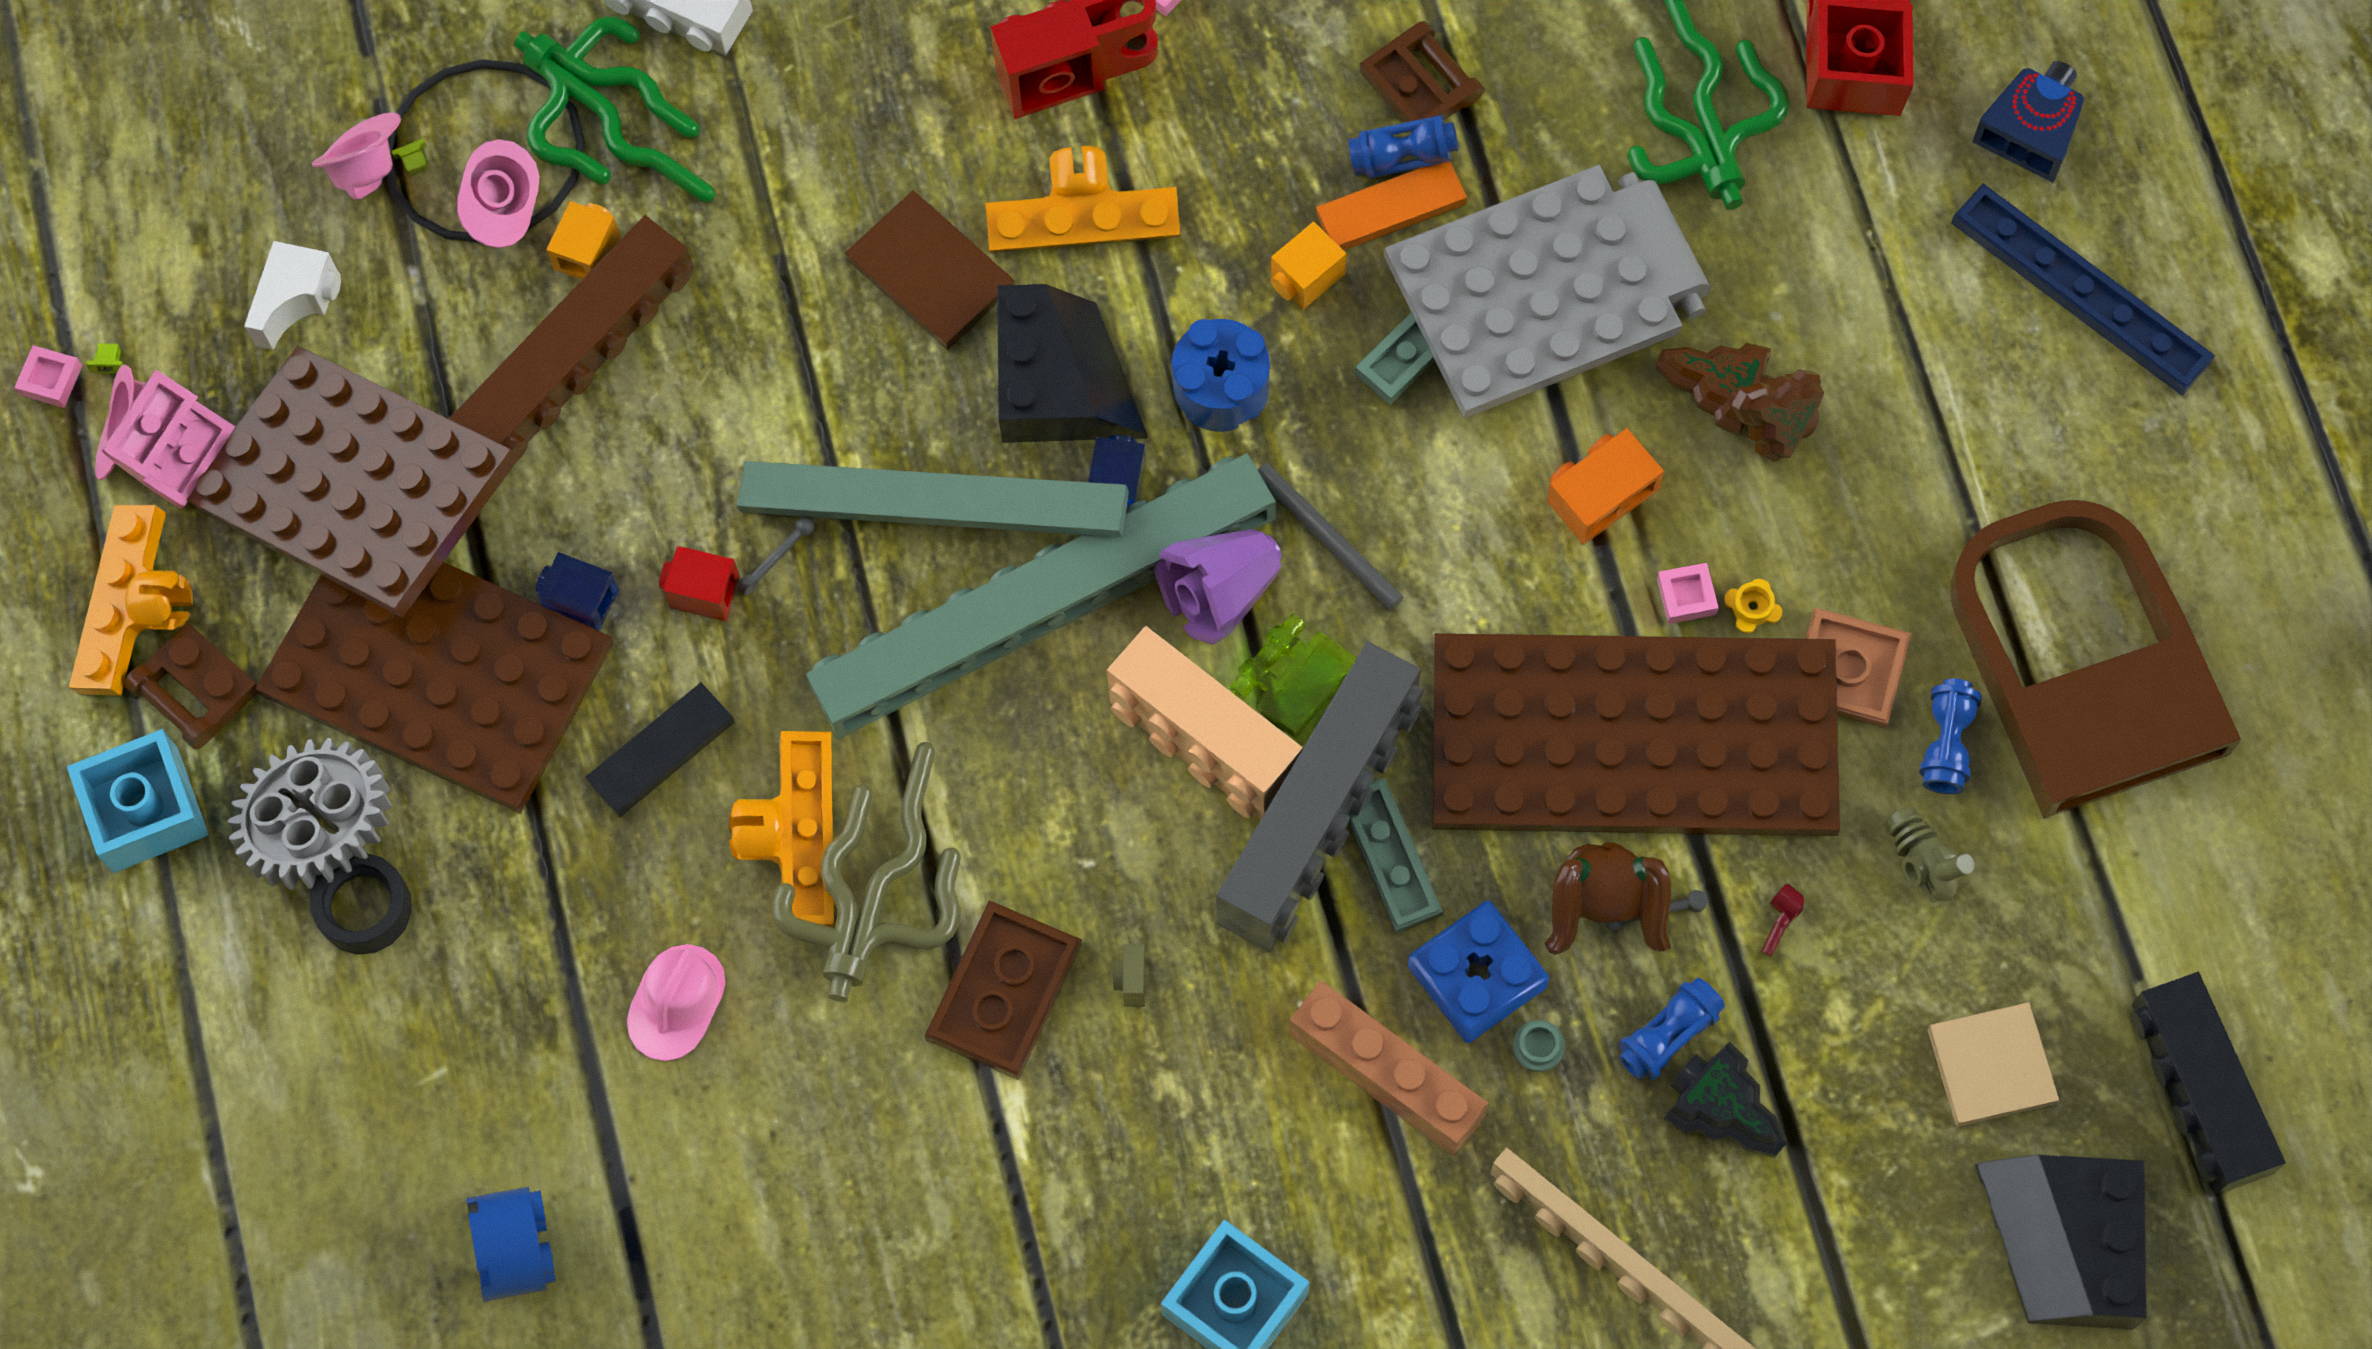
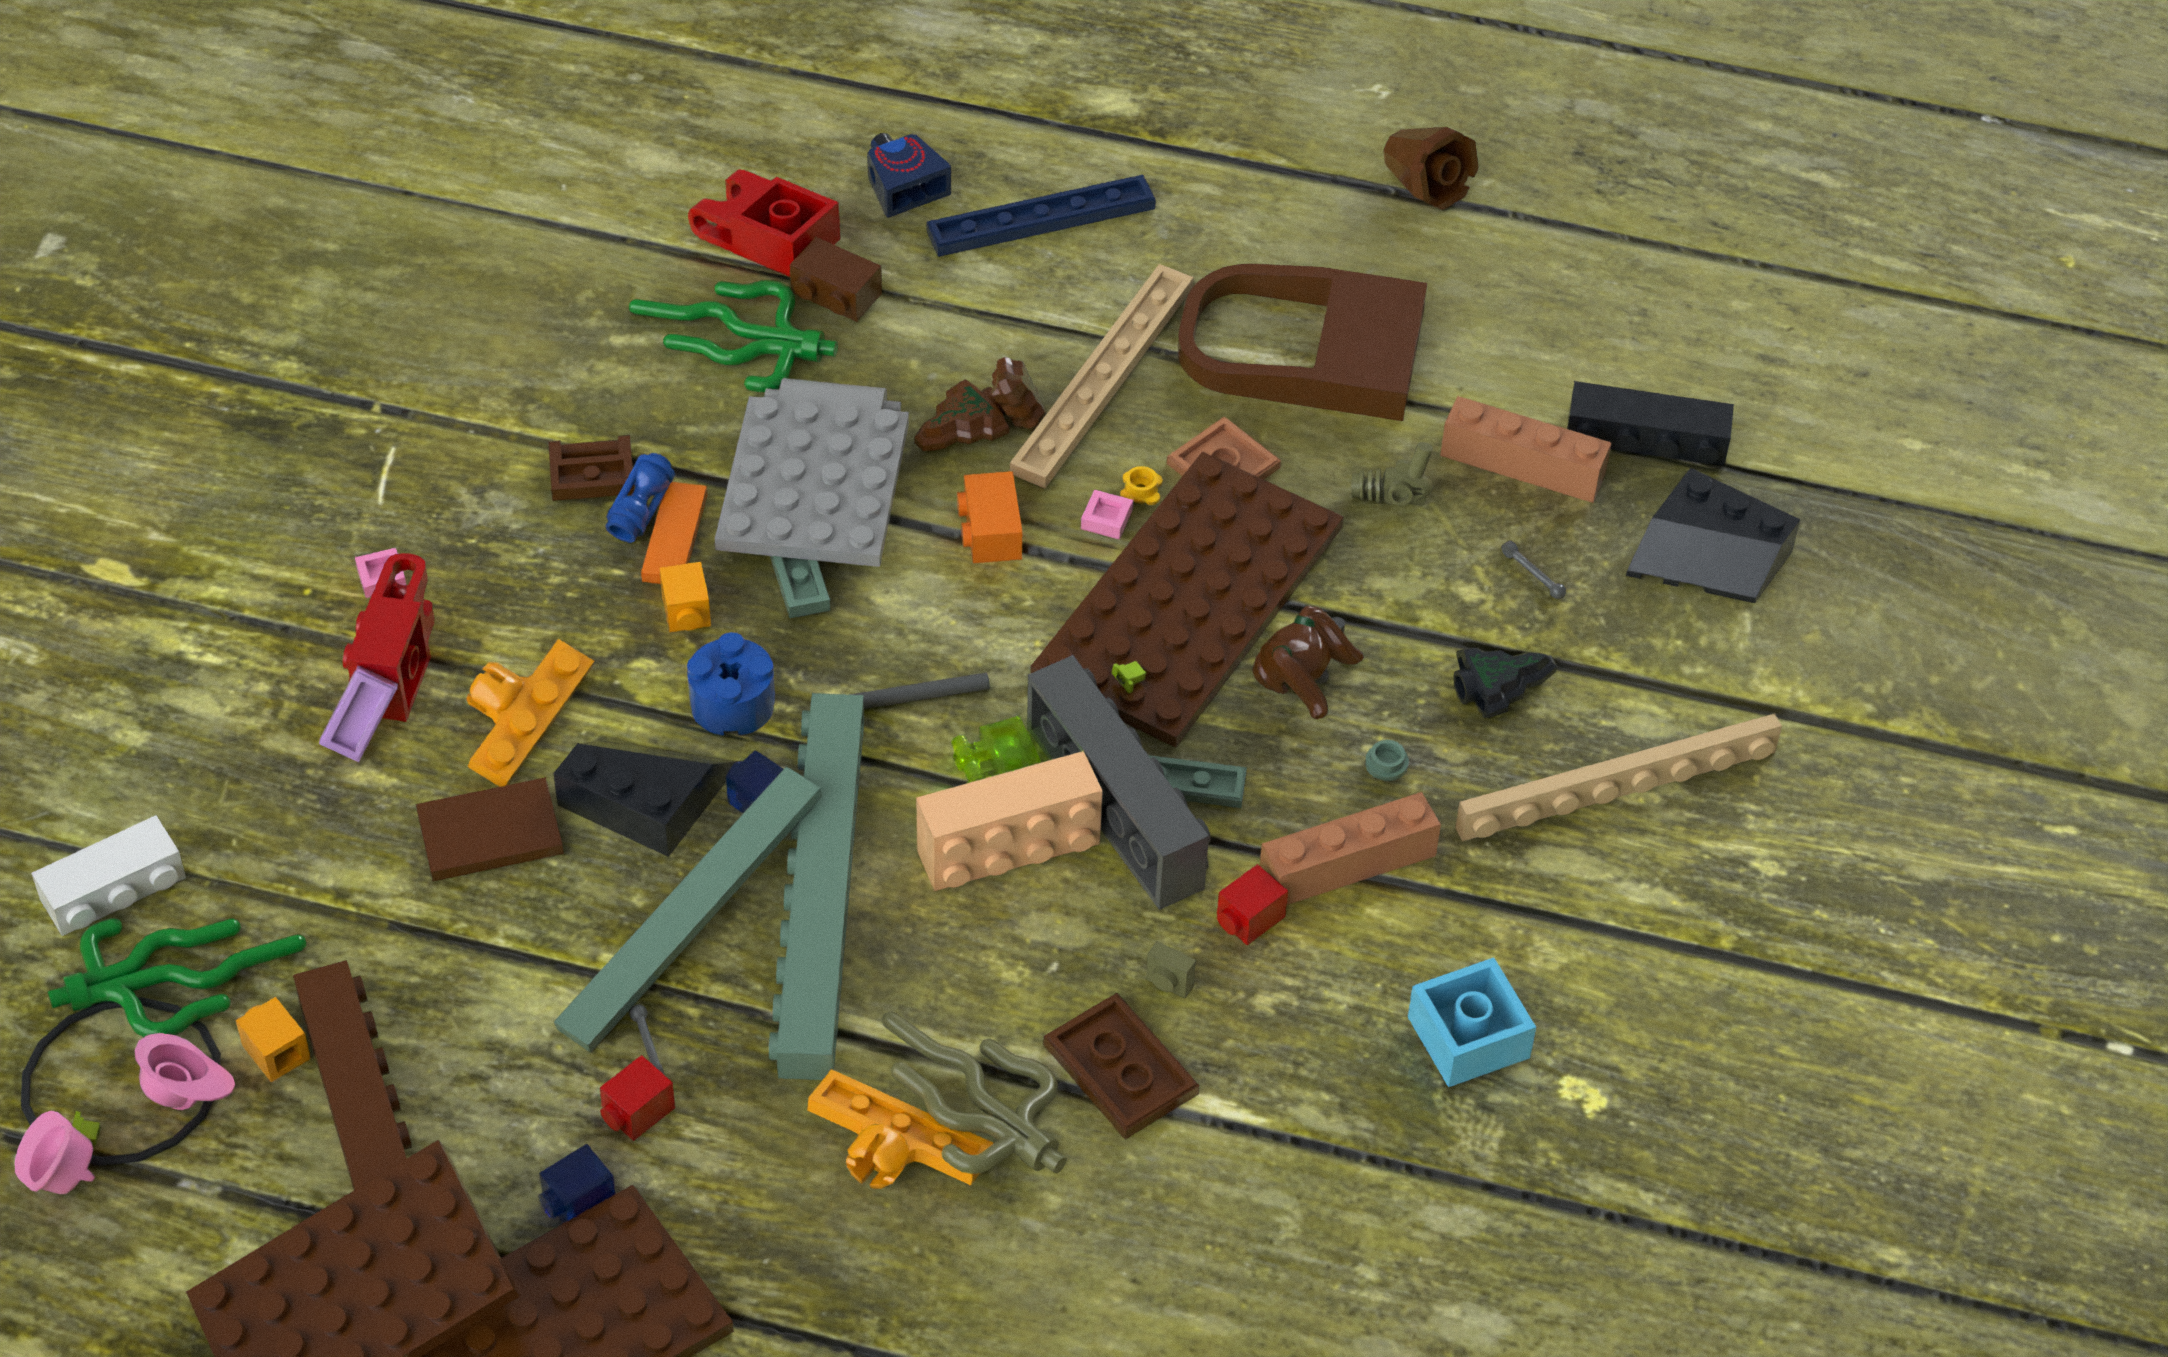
camera: 65 degrees left, 20 degrees down
(291, 287) = (129, 1266): white arch -> none
(660, 749) = (754, 1200): black tile -> none
(675, 1002) = (977, 1293): bright pink piece -> none
(965, 75) = (358, 713): none -> lavender tile
(1217, 579) = (896, 767): medium lavender cone -> none
(1259, 1008) = (1251, 904): none -> red brick
(1471, 734) = (1128, 674): none -> lime piece
(1476, 1003) = (1308, 766): blue brick -> none
(1687, 1014) = (1420, 662): blue piece -> none
(1790, 905) = (1377, 574): dark red hand -> none
(1823, 147) = (836, 279): none -> reddish brown brick
(1885, 480) = (1101, 376): none -> tan plate
(1896, 1103) = (1511, 550): none -> dark grey hinge
(1947, 759) = (1330, 439): blue piece -> none
(1993, 1064) = (1563, 527): tan tile -> none
(2070, 969) = (1525, 449): none -> nougat brick

